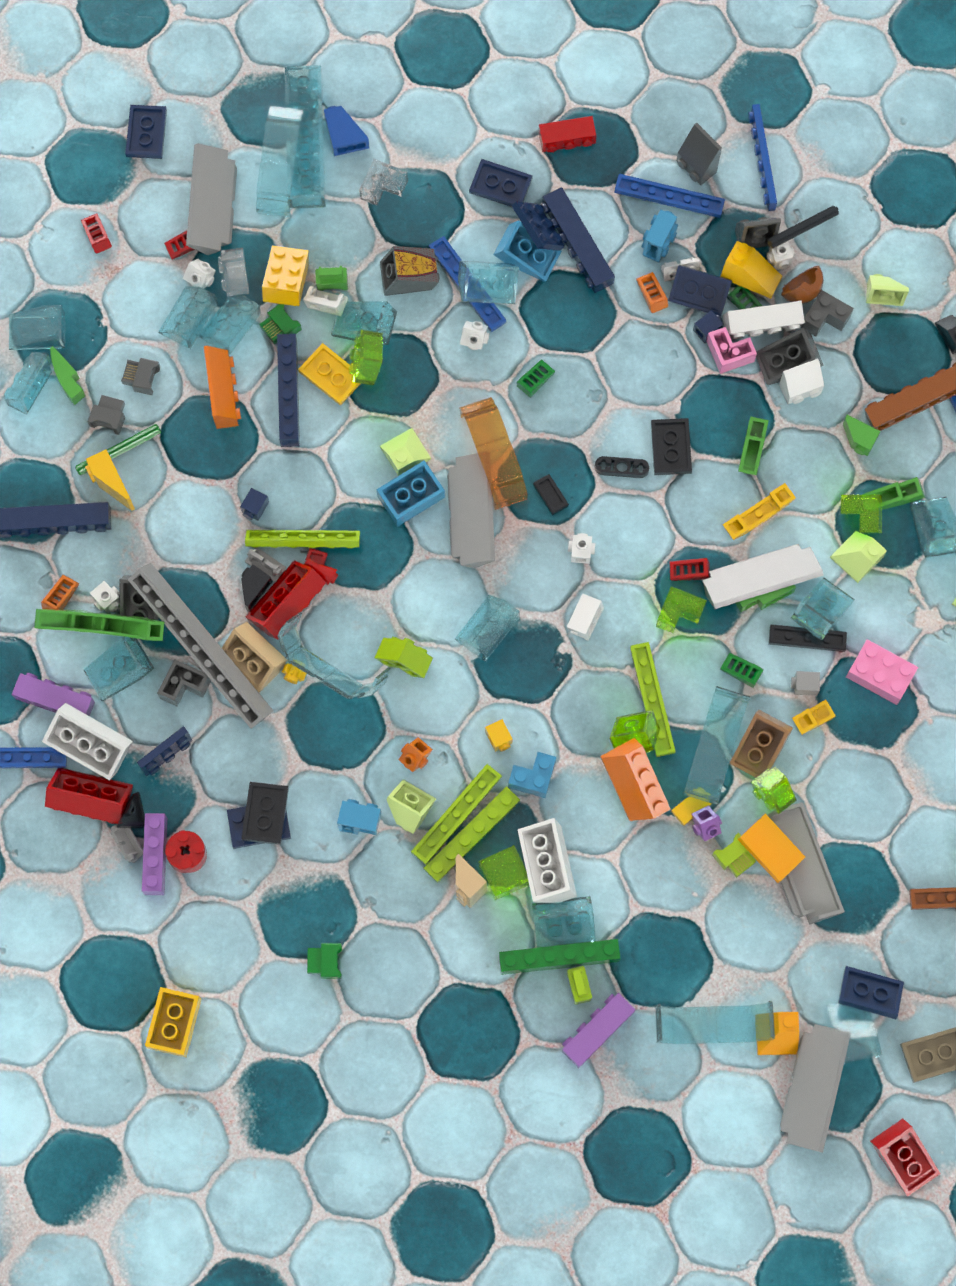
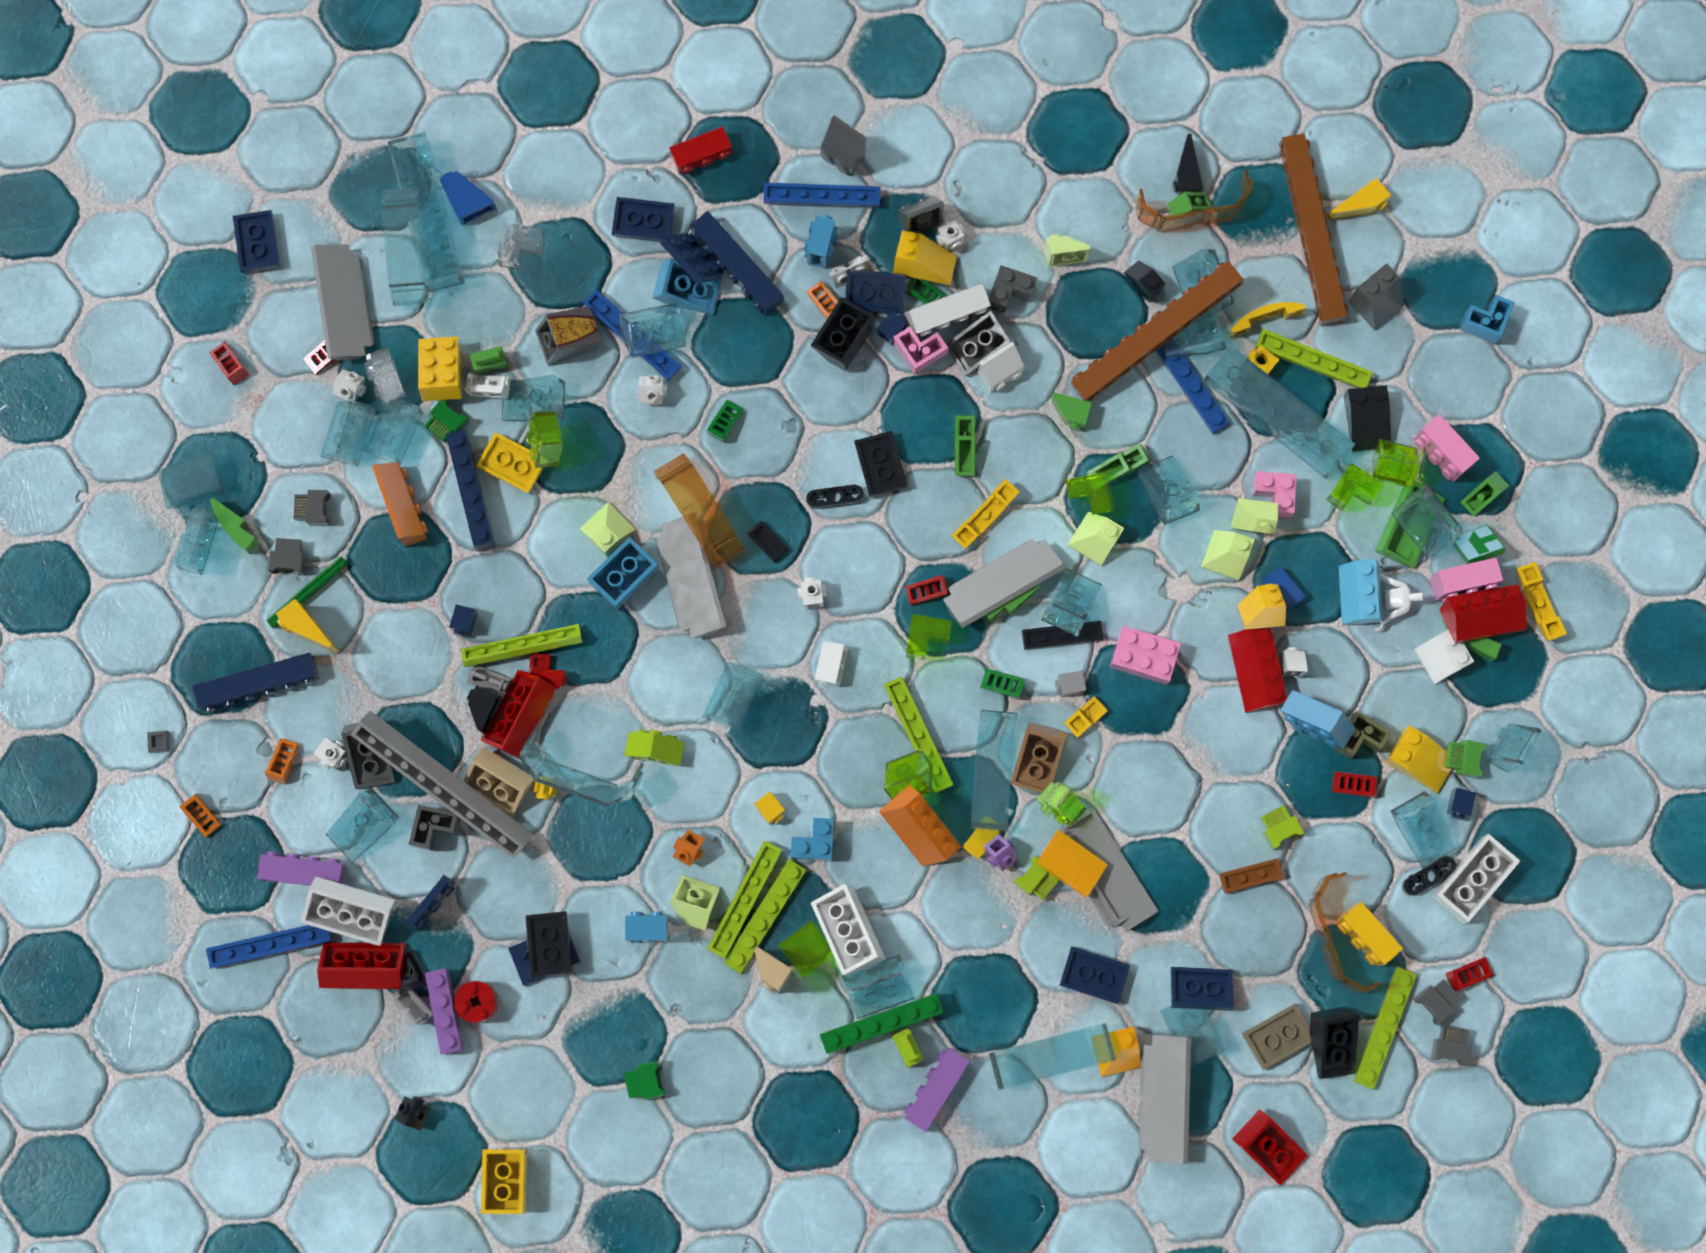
camera: 15 degrees left, 5 degrees up
(100, 623) = (337, 782): bright green arch -> none
(103, 940) = (412, 1112): none -> black brick
(662, 322) = (843, 333): none -> black slope
(763, 164) = (912, 140): blue plate -> none
(771, 957) = (1094, 975): none -> dark blue plate
(802, 227) = (967, 200): black axle -> none
(804, 286) = (981, 264): dark orange cylinder -> none

